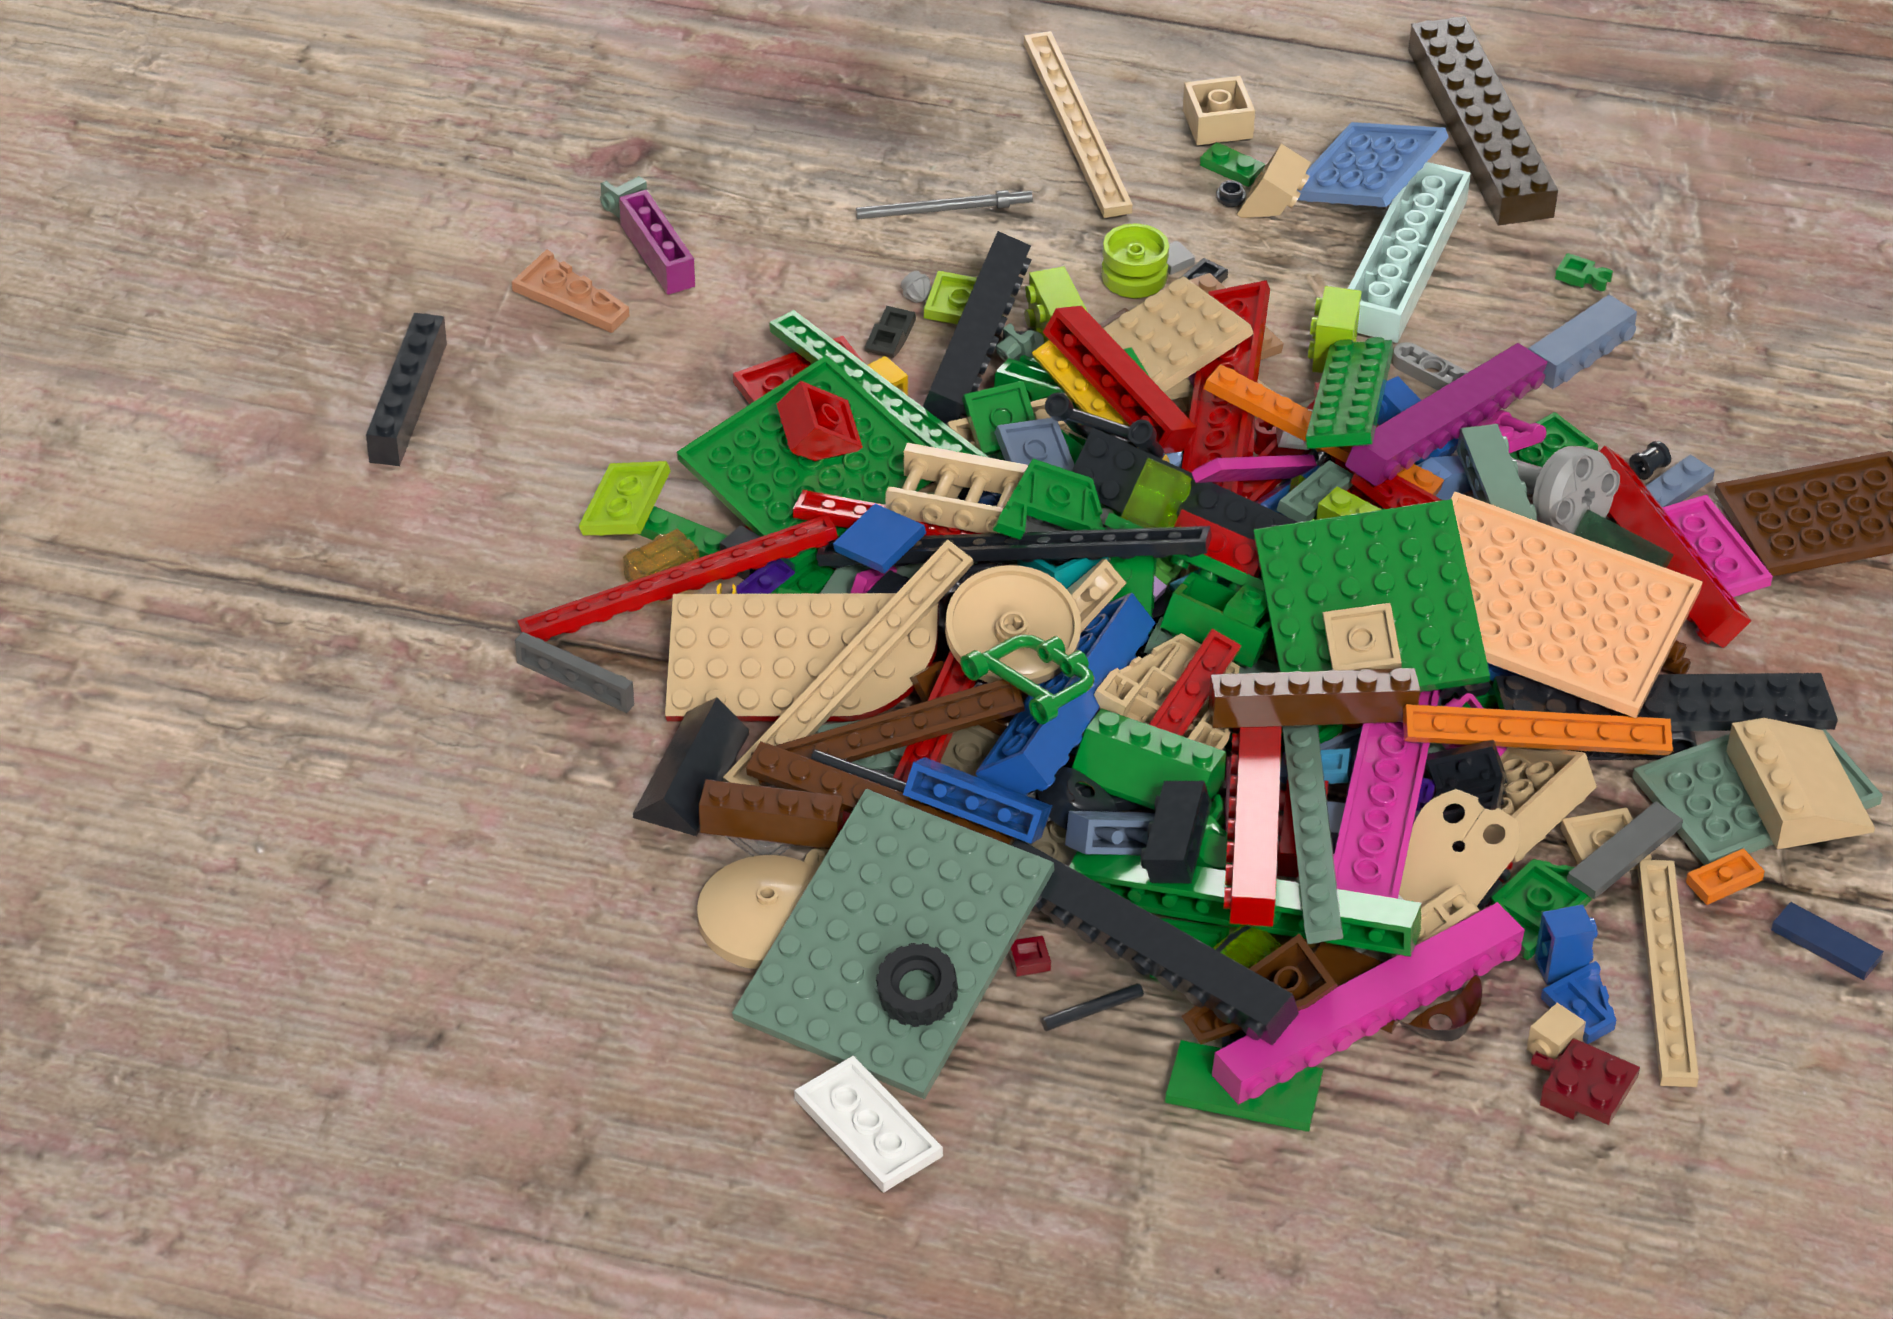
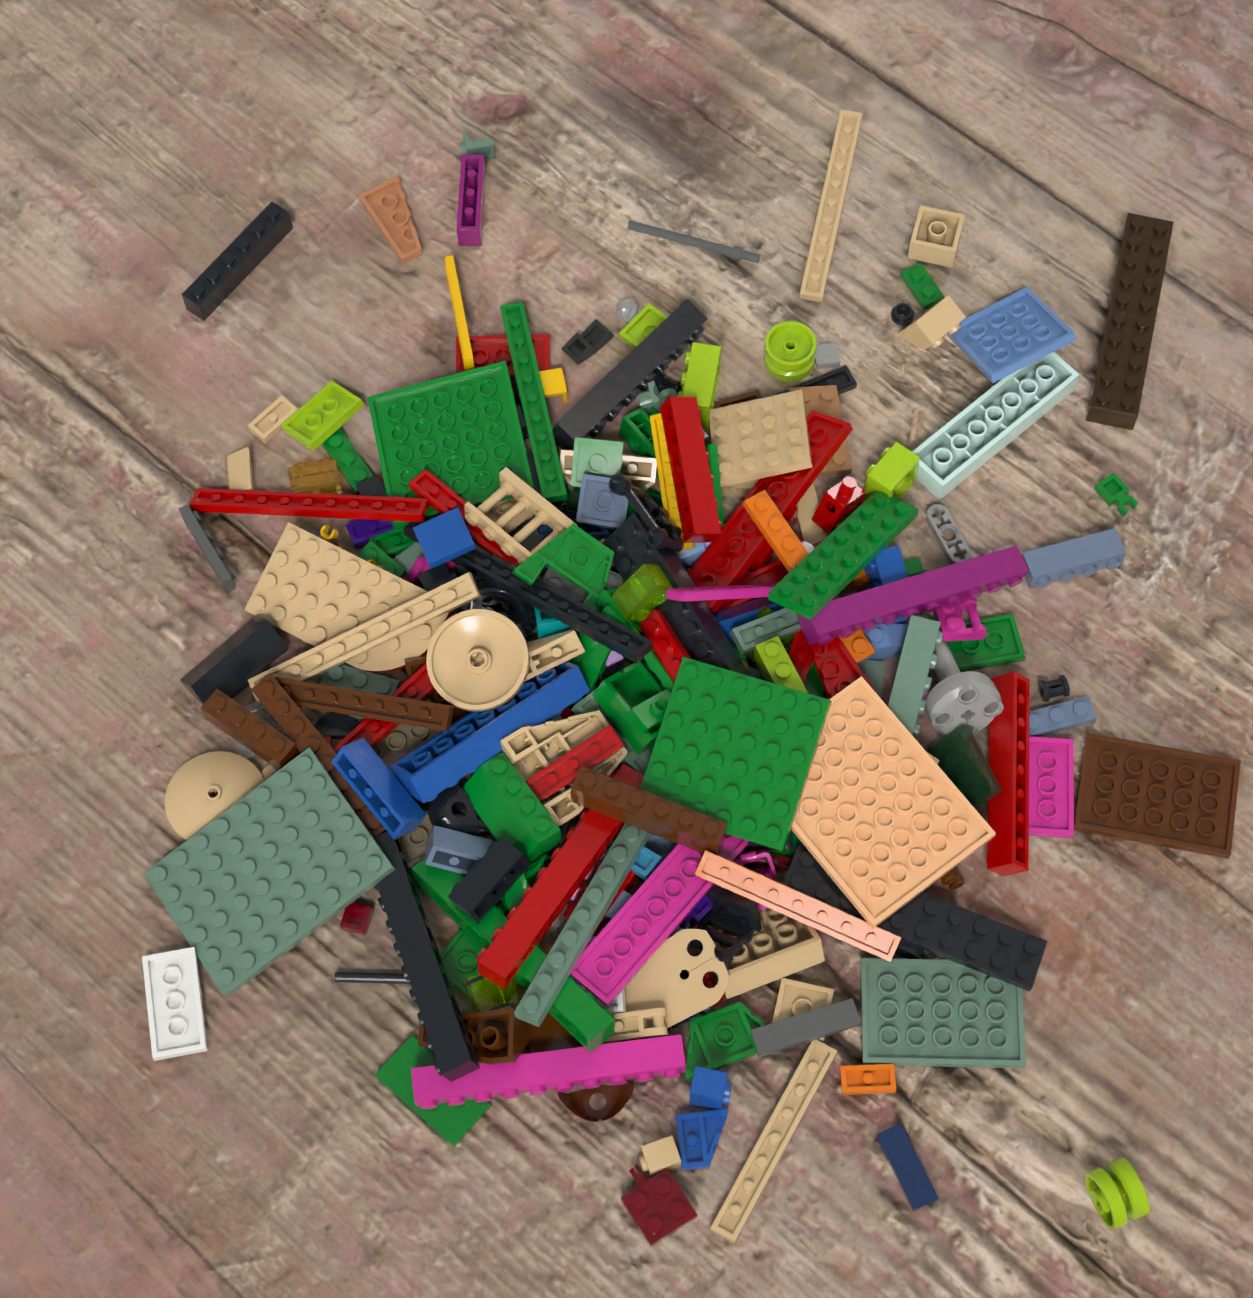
camera: 30 degrees right, 20 degrees up
(558, 584) = (240, 470): none -> tan slope
(562, 525) = (270, 420): none -> tan plate
(724, 345) = (459, 314): none -> yellow tile
(818, 423) = (463, 420): red slope -> none
(858, 770) = (320, 724): black bar -> none
(917, 958) = (233, 914): black tyre -> none
(1044, 704) = (485, 696): green bar -> none
(1300, 368) = (842, 500): none -> red torso
(1362, 638) = (703, 784): tan plate -> none
(1796, 783) = (967, 1031): tan slope -> none

